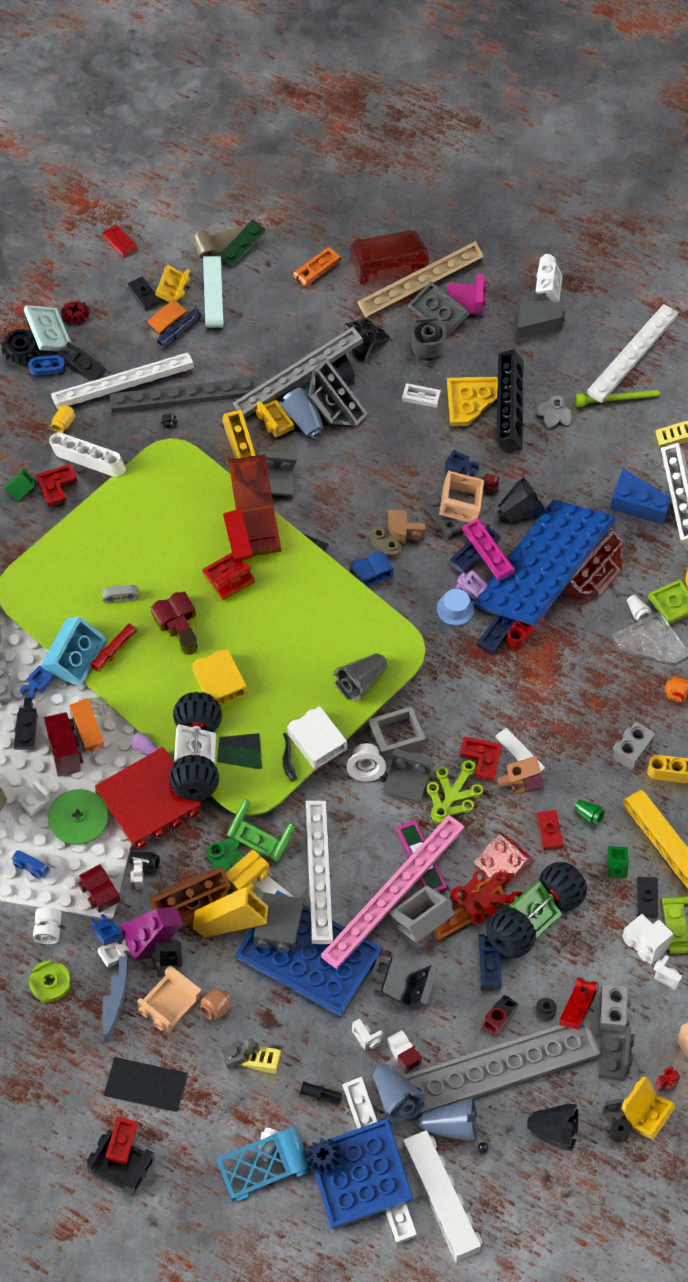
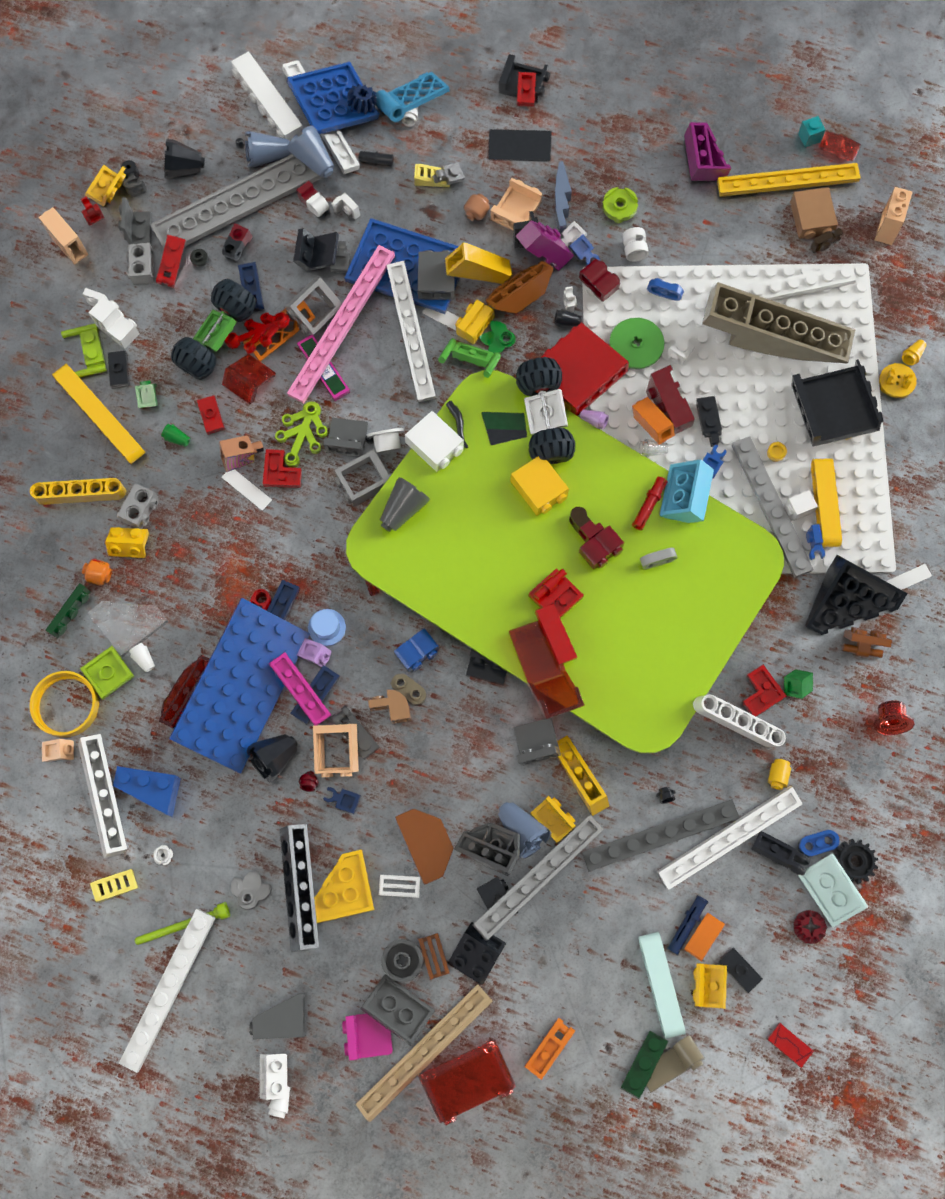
camera: 175 degrees right, 15 degrees up
(391, 424) = (426, 842): none -> dark orange sticker
(398, 331) = (426, 959): none -> dark orange tile
(630, 445) = (159, 851): none -> white plate
(650, 717) = (126, 542): none -> yellow bracket

